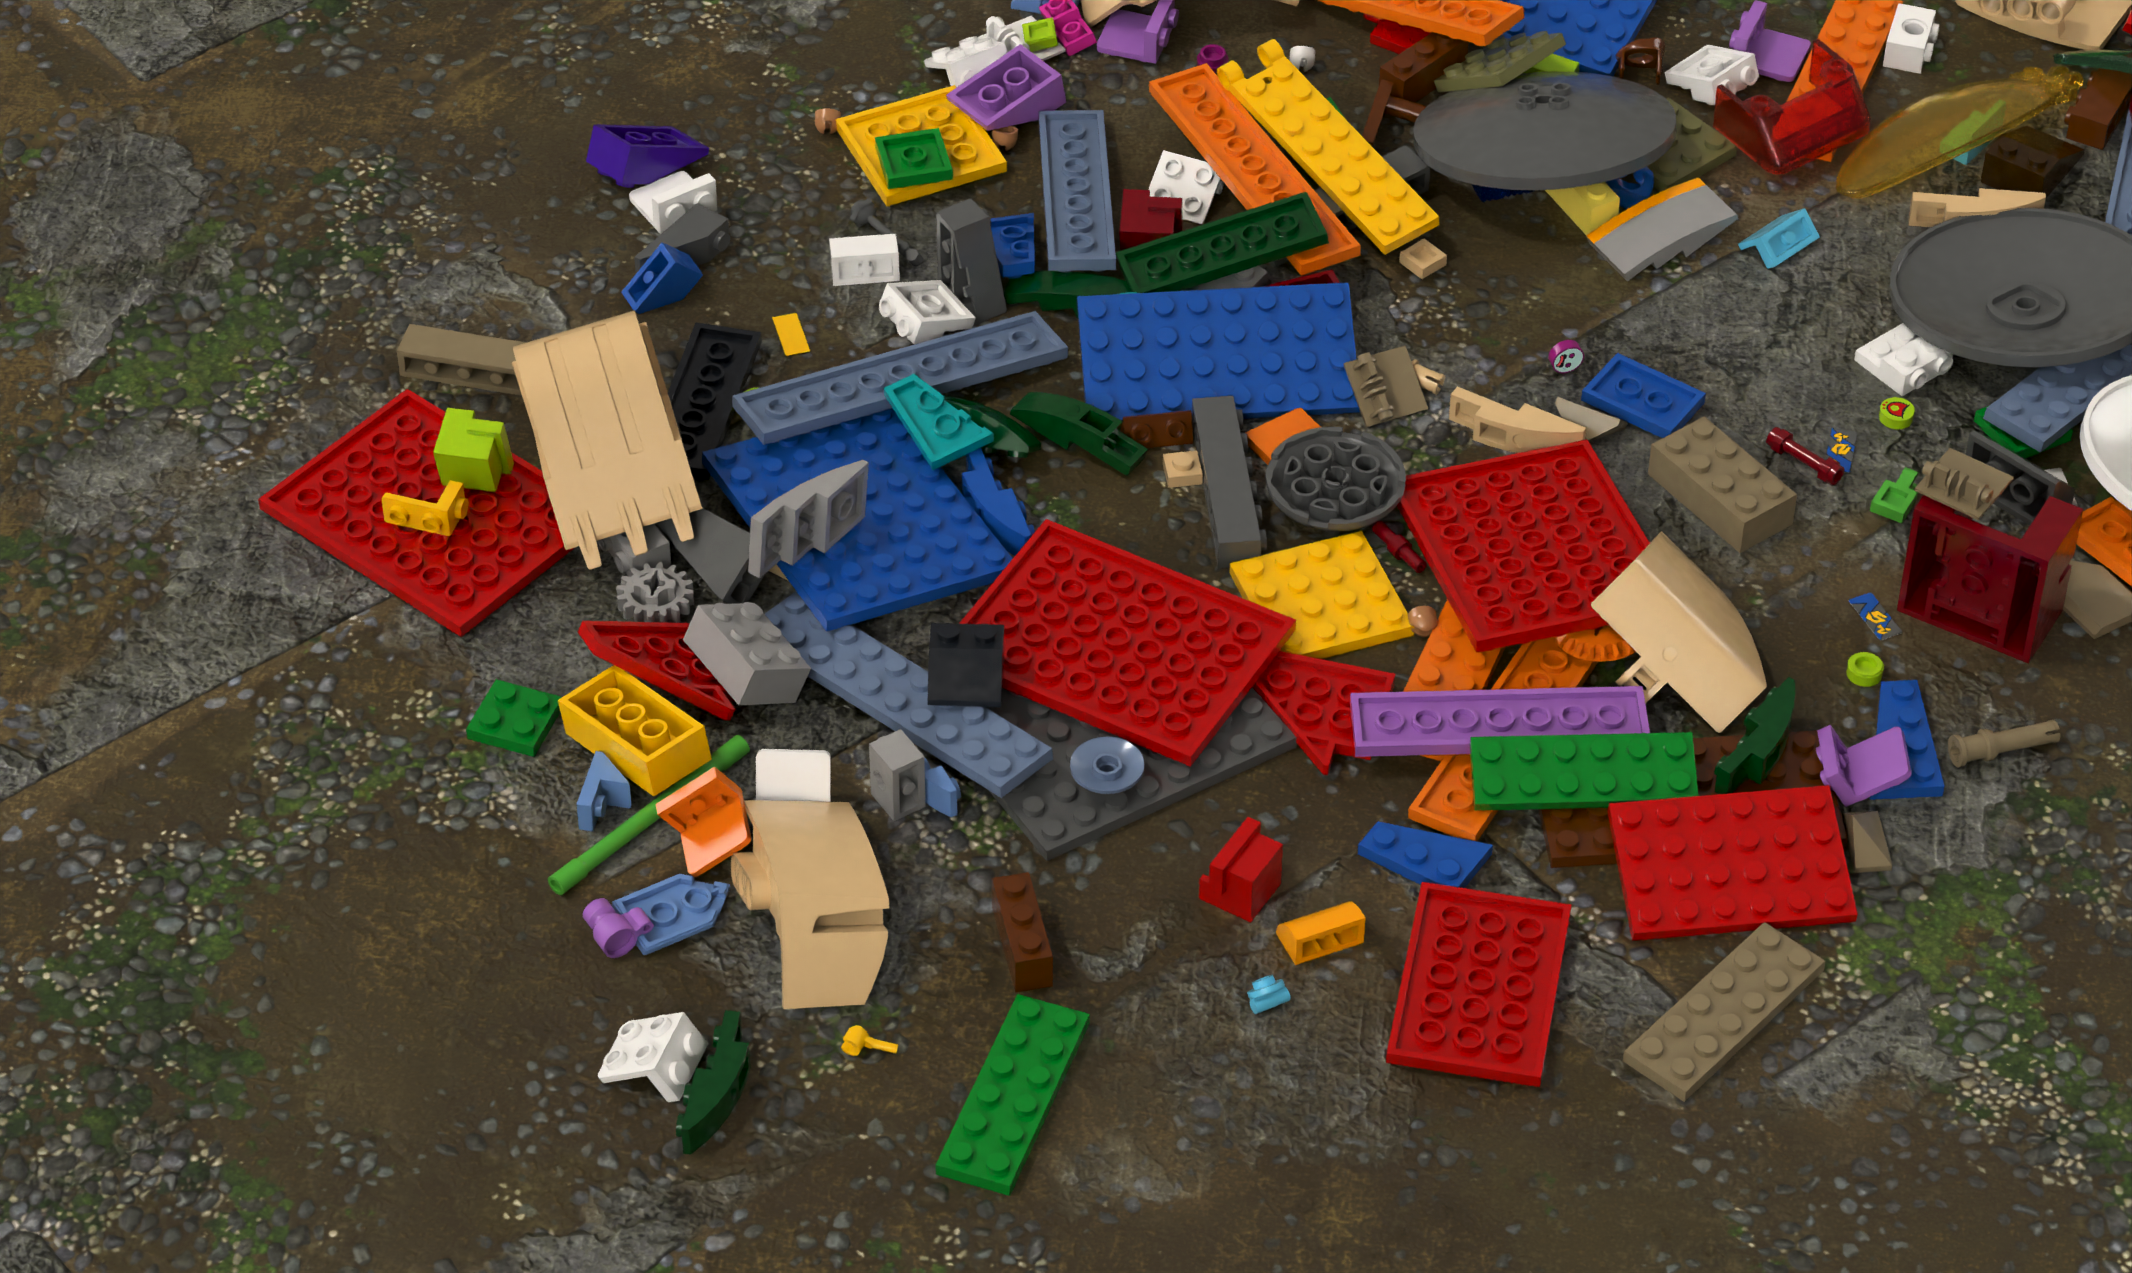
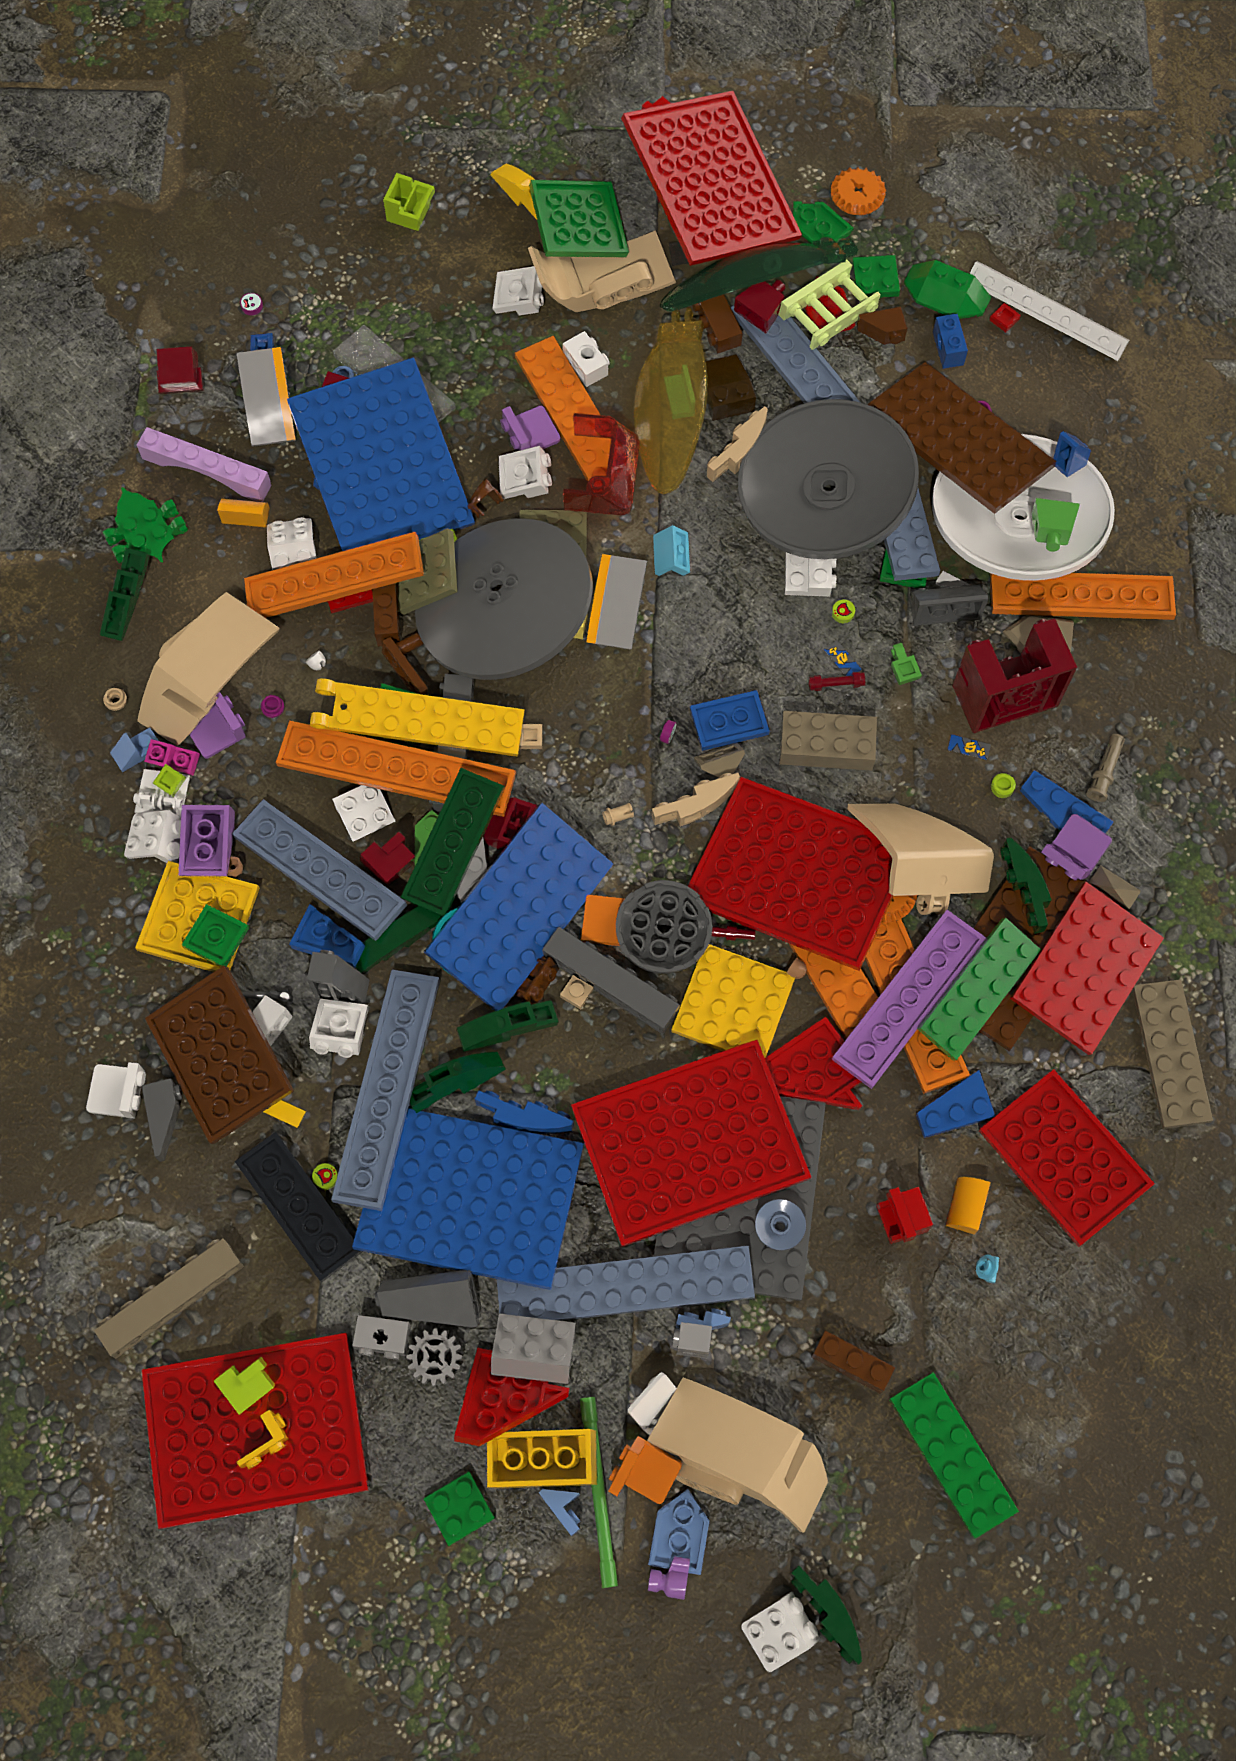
camera: 50 degrees left, 25 degrees up
(606, 434) = (314, 1304): tan piece -> none
(641, 152) = (63, 1076): dark purple slope -> none
(662, 279) = (180, 1152): blue slope -> none
(792, 238) = (219, 1055): none -> reddish brown plate
(808, 517) = (481, 1239): light grey slope -> none
(825, 119) = (127, 950): medium nougat hinge -> none
(857, 1037) = (853, 1509): yellow hand -> none
(933, 423) = (447, 1104): teal wing -> none
(966, 665) = (658, 1246): black slope -> none
(1385, 386) = (614, 841): dark tan hinge -> none
(1963, 483) = (996, 658): dark tan hinge -> none

